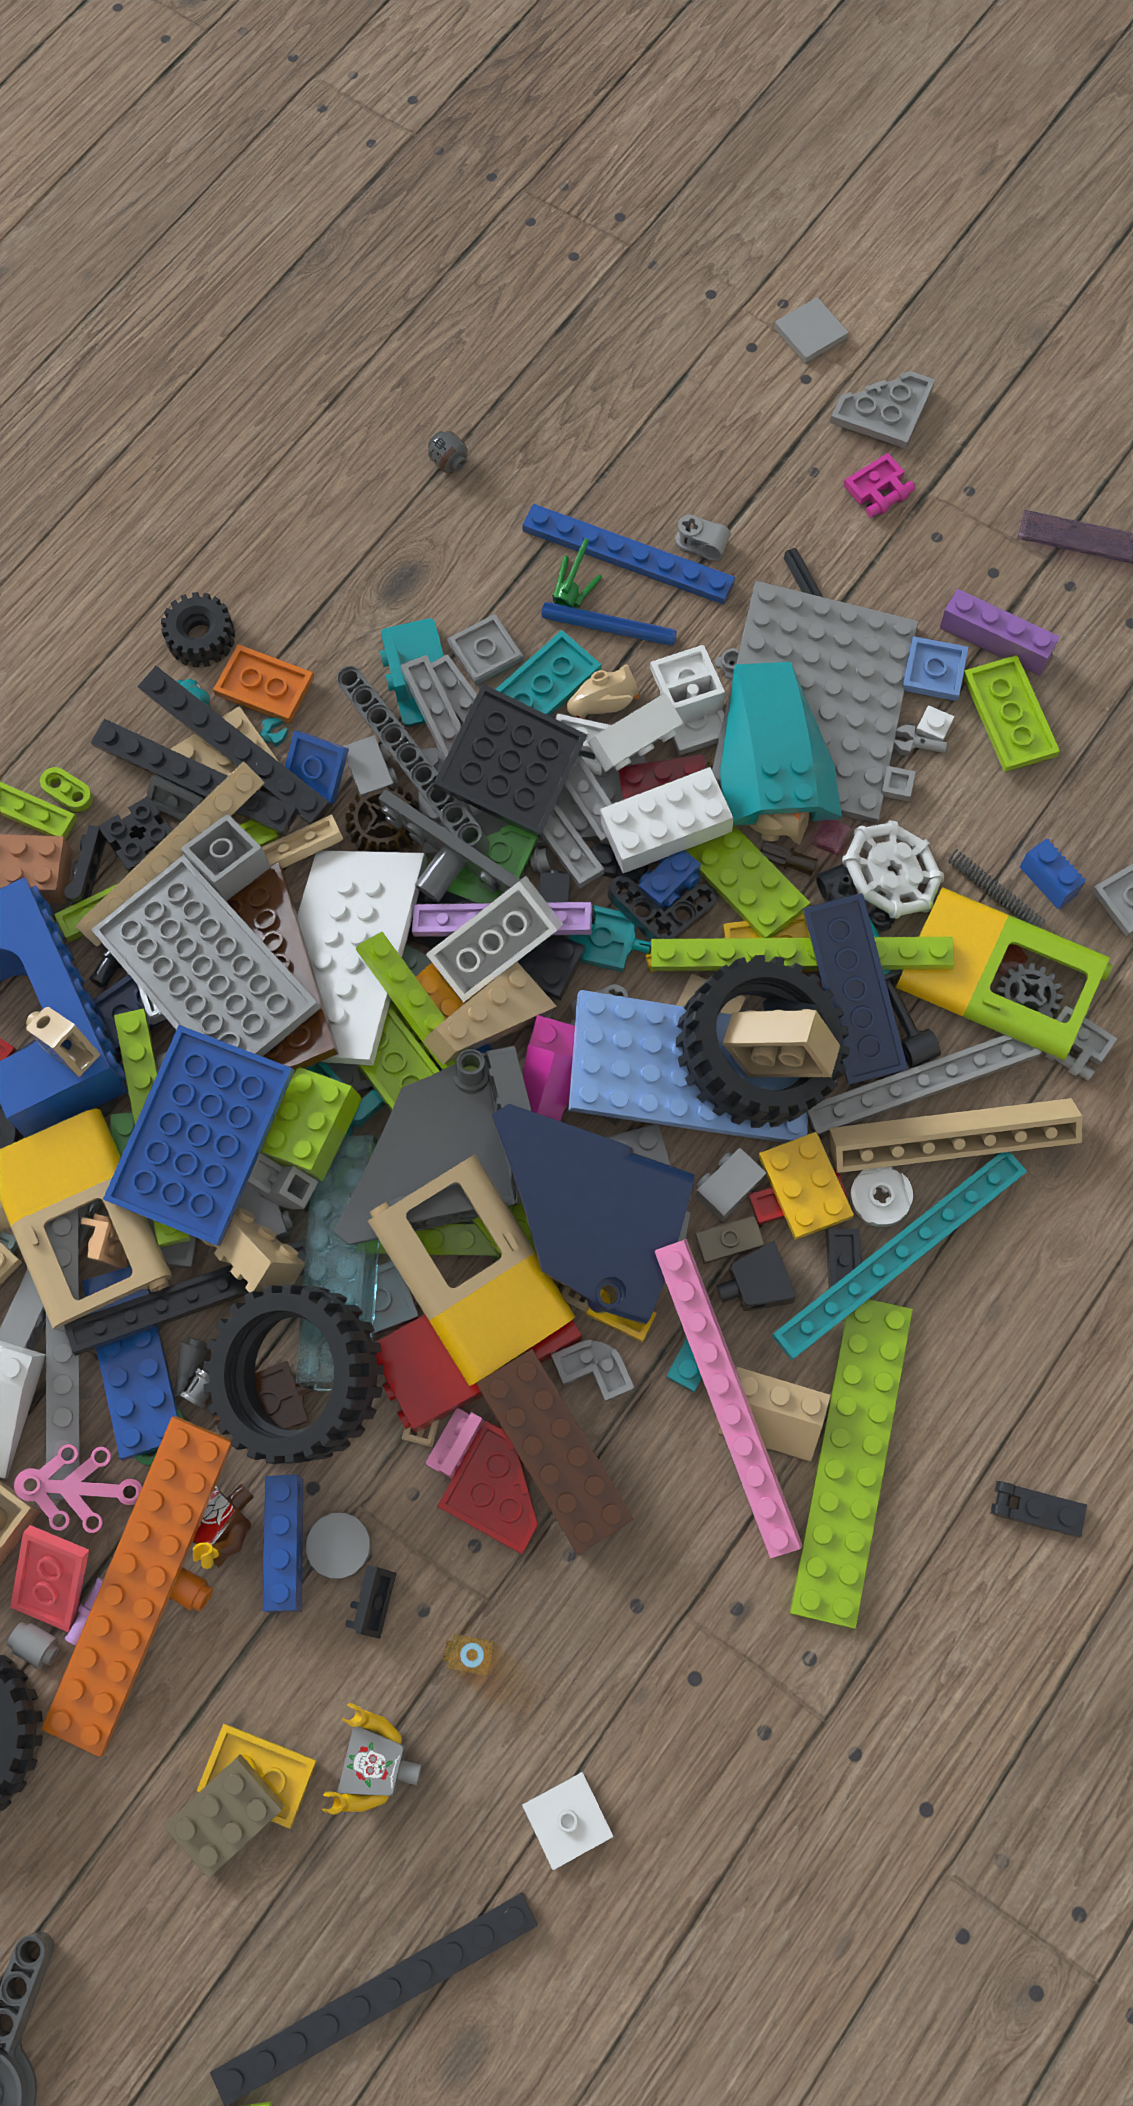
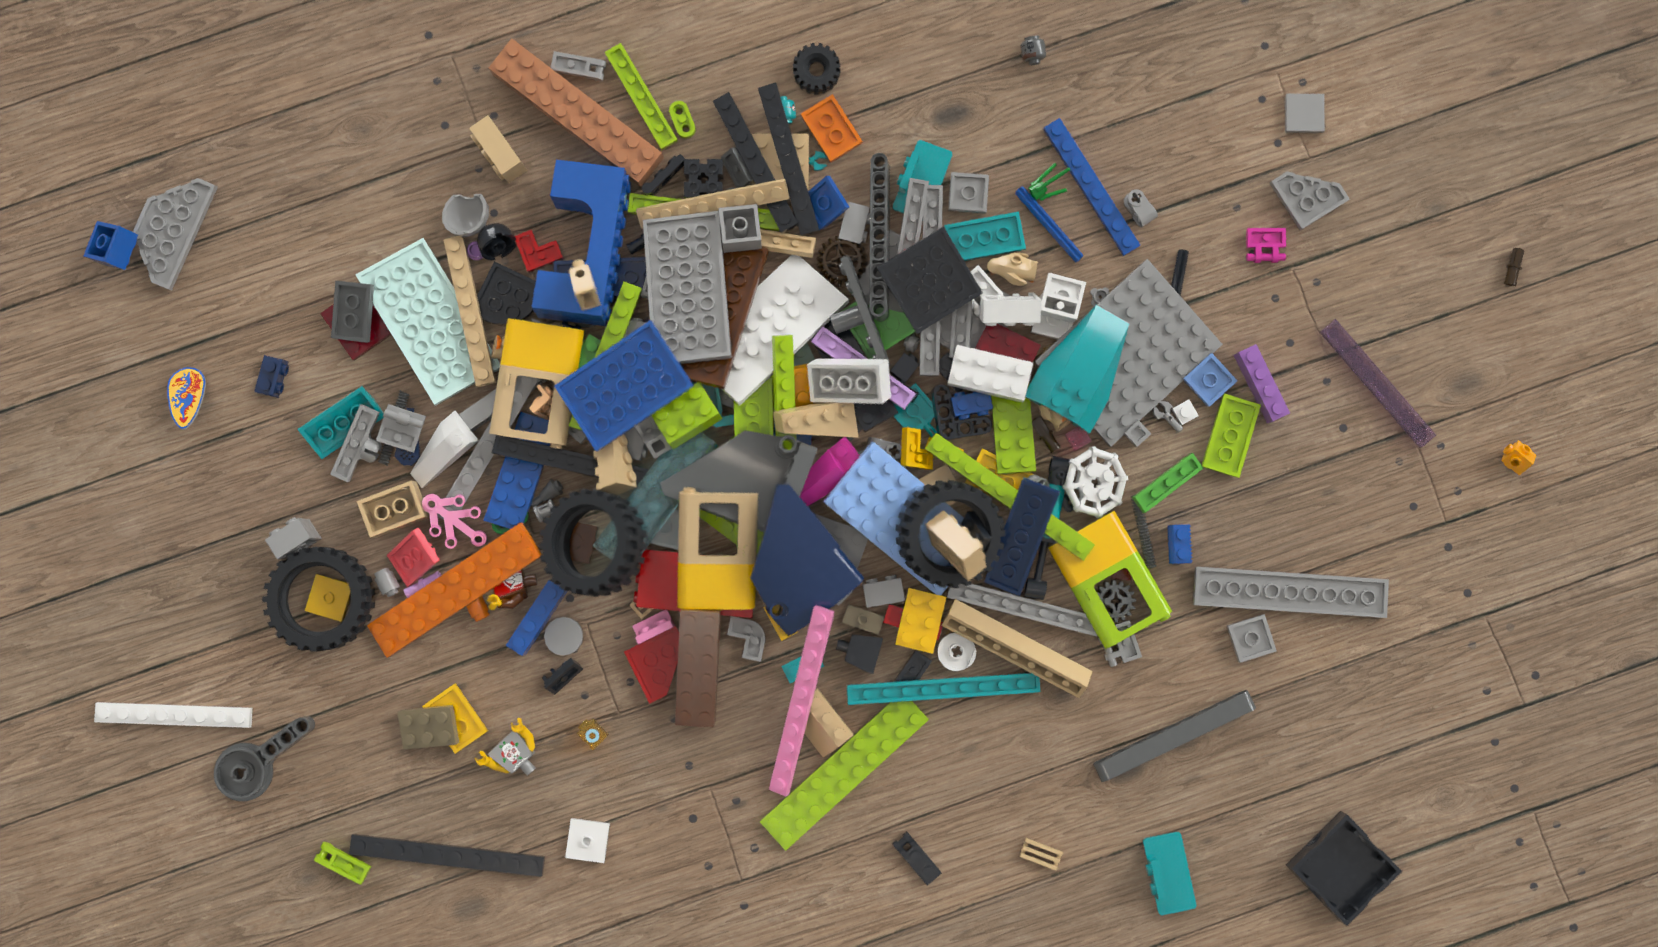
camera: 30 degrees right, 15 degrees up
(638, 984) = (911, 453): none -> yellow plate
(980, 813) = (1167, 482): none -> bright green plate

